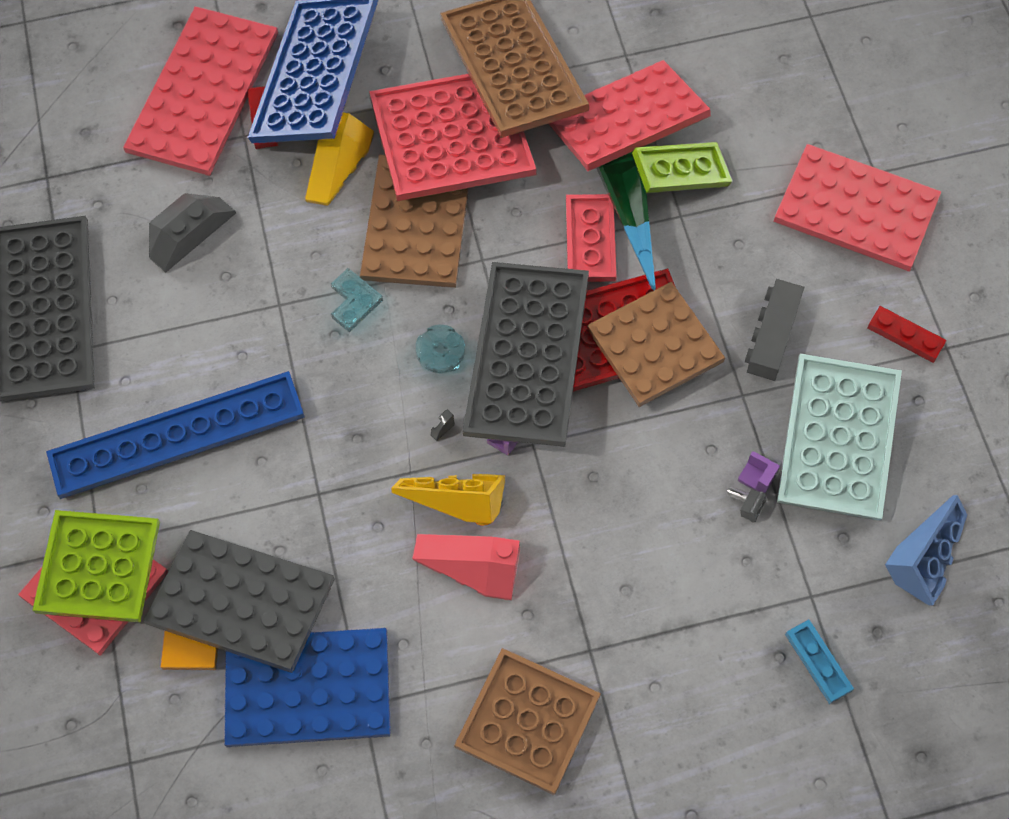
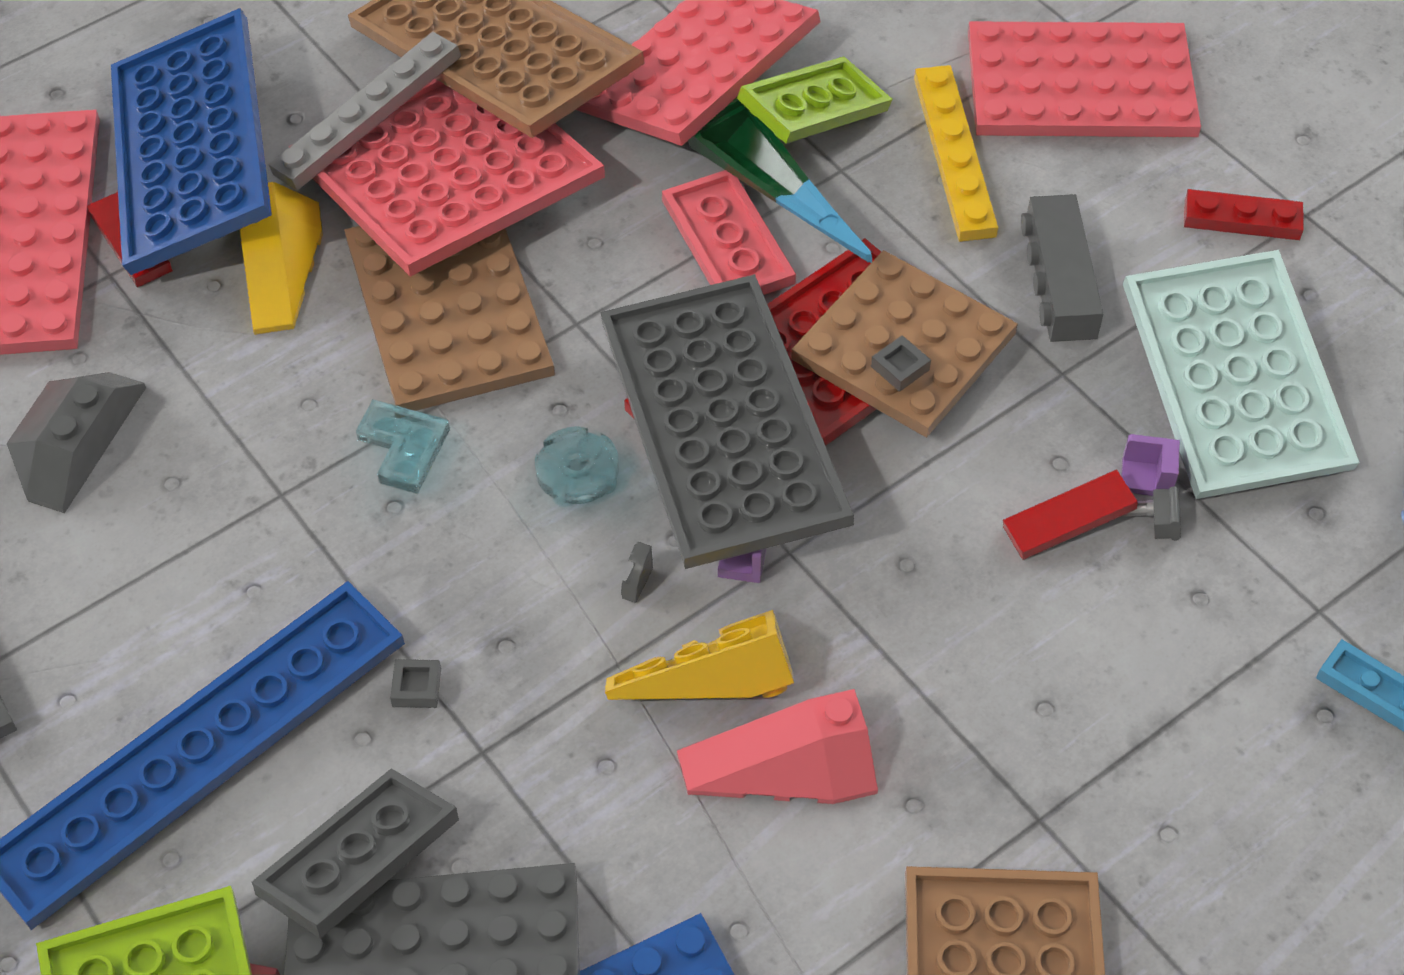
camera: 25 degrees left, 10 degrees down
(227, 524) = (355, 852): none -> dark grey plate
(299, 442) = (415, 683): none -> dark grey plate
(418, 84) = (364, 111): none -> light grey plate
(639, 359) = (900, 363): none -> dark grey plate
(697, 484) = (1069, 514): none -> red tile
(753, 229) = (955, 154): none -> yellow plate

